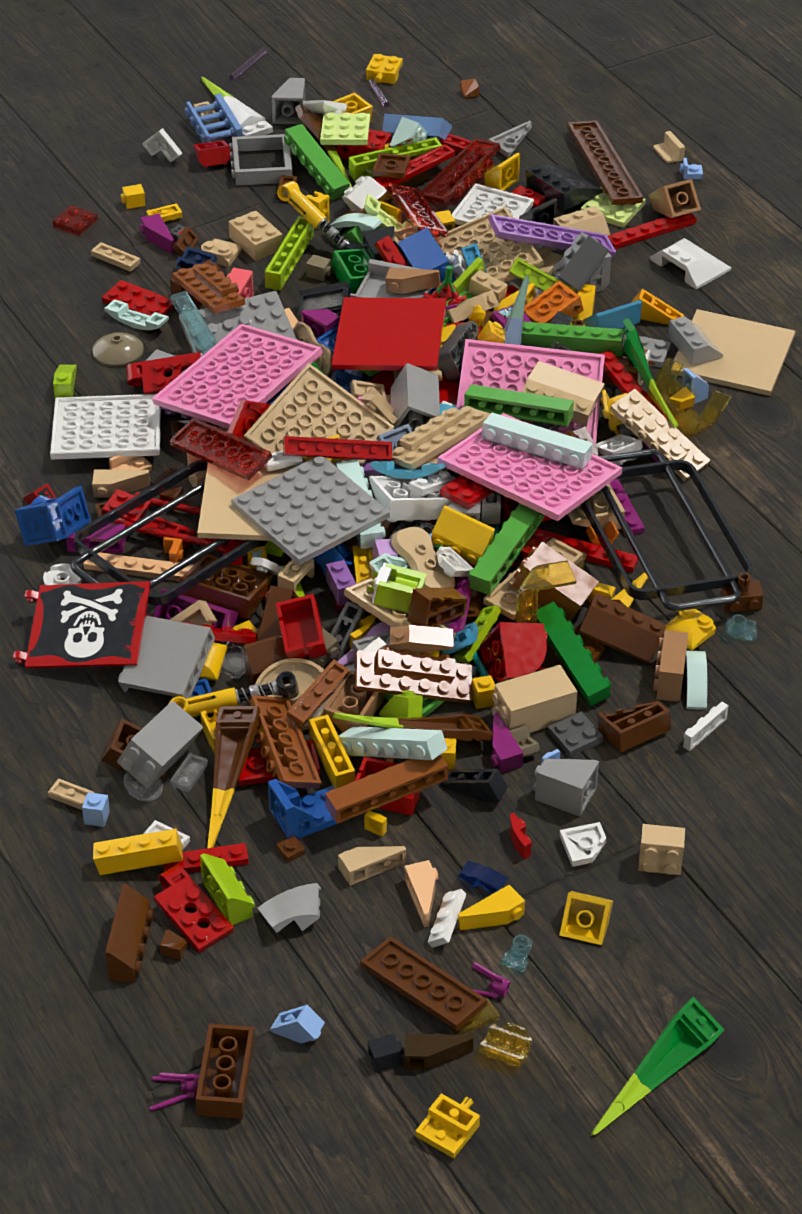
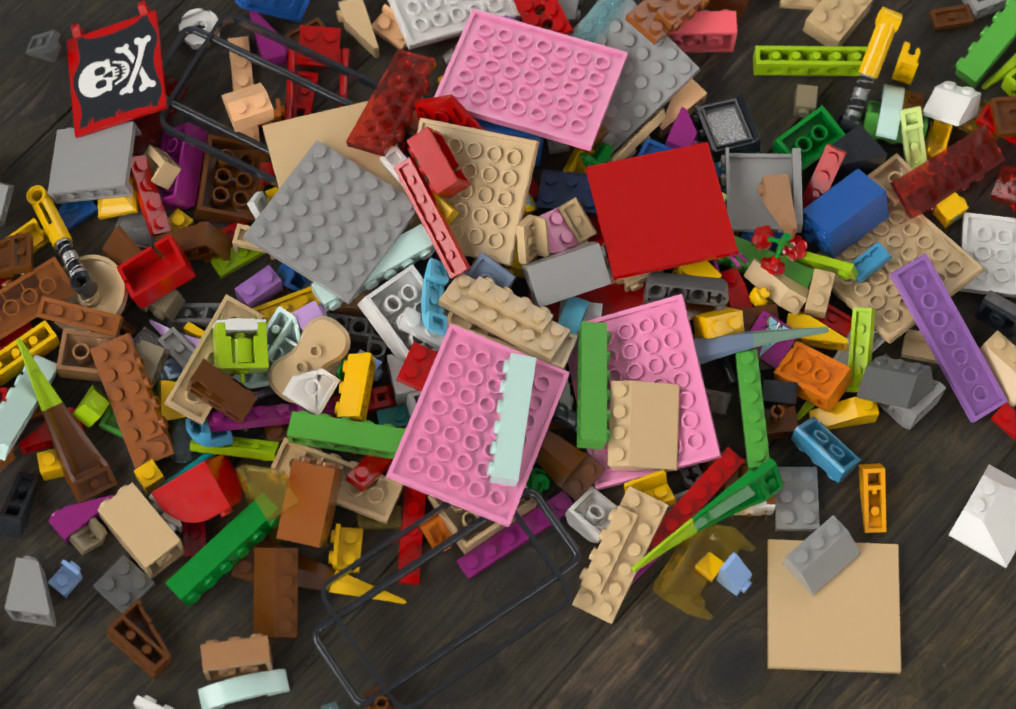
camera: 70 degrees right, 25 degrees up
(21, 680) = (45, 46): none -> dark grey slope
(171, 494) = (358, 88): reddish brown slope -> none
(174, 535) = (248, 107): none -> light nougat slope
(294, 422) = (437, 163): none -> piece
(421, 638) = (161, 389): slope -> none
(459, 264) = (853, 247): white plate -> none
(696, 624) = (311, 668): yellow slope -> none

